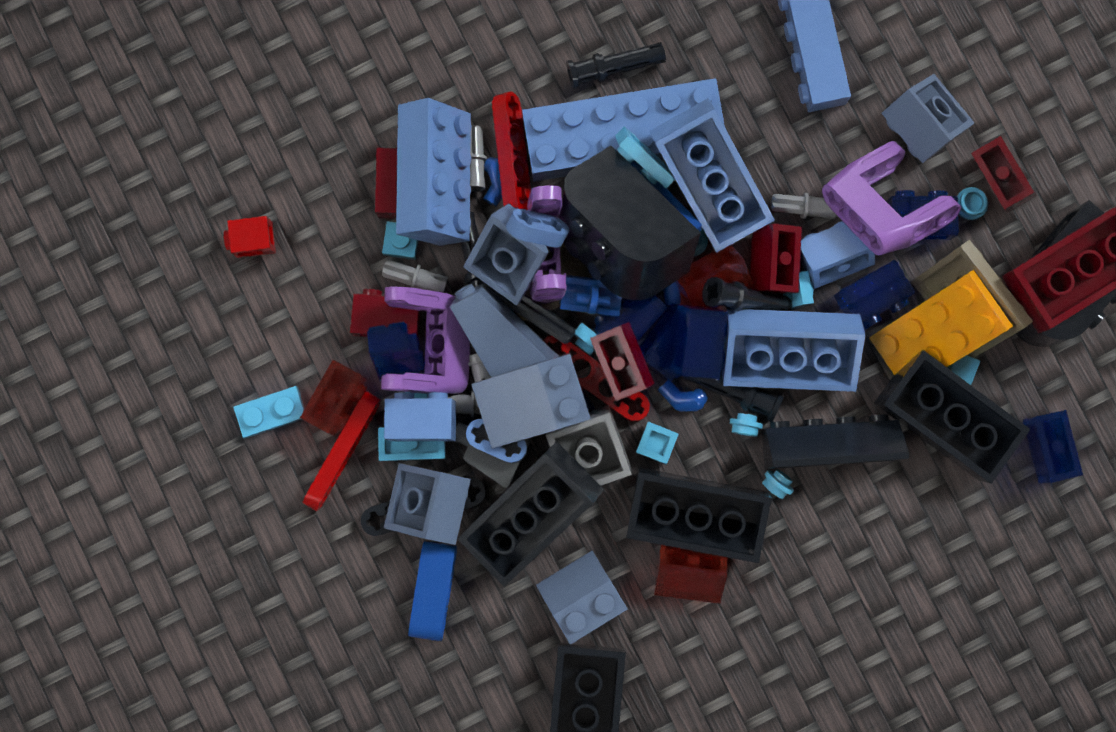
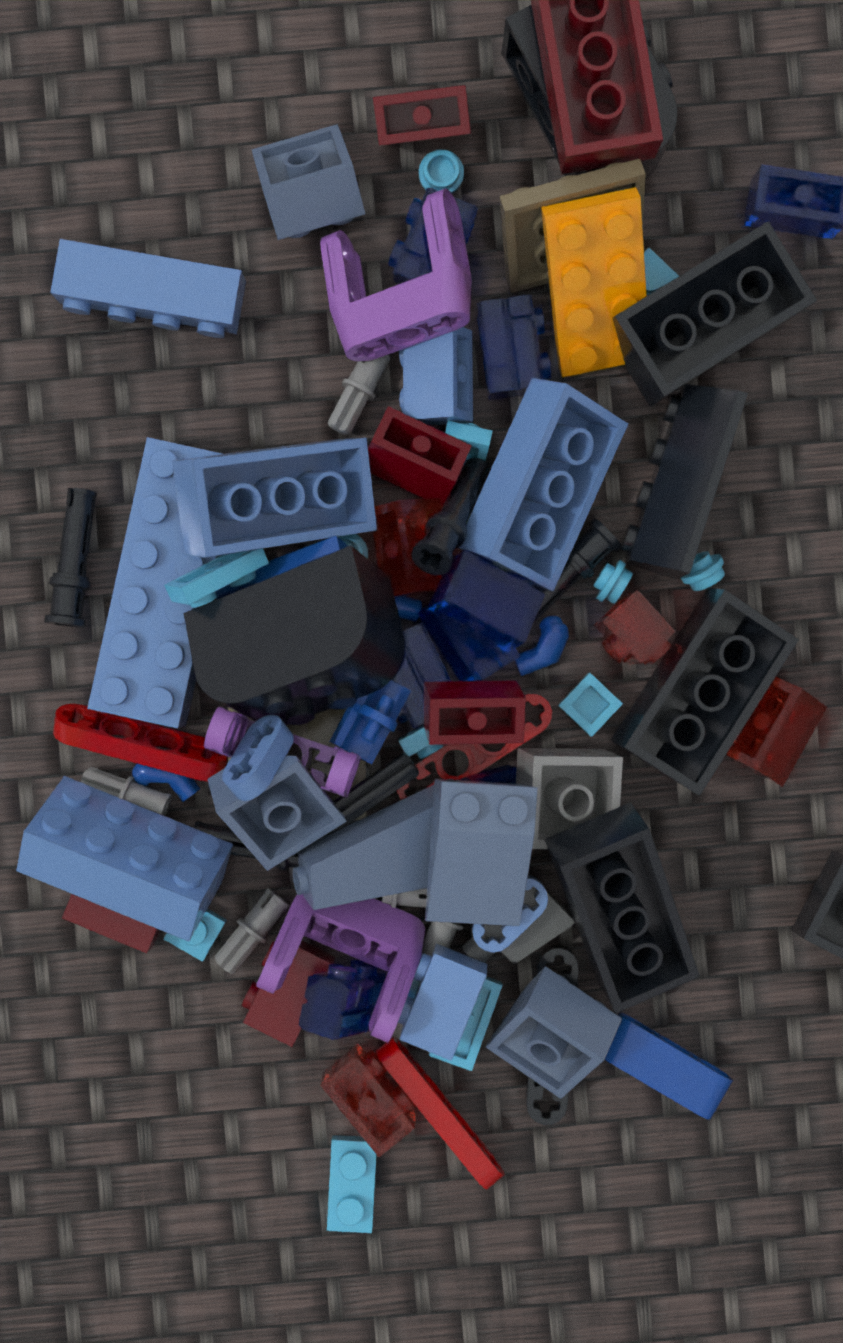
camera: 75 degrees left, 5 degrees up
(250, 237) = (113, 1125): red brick -> none
(581, 597) = (749, 879): sand blue slope -> none
(719, 449) = (634, 631): none -> clear red brick

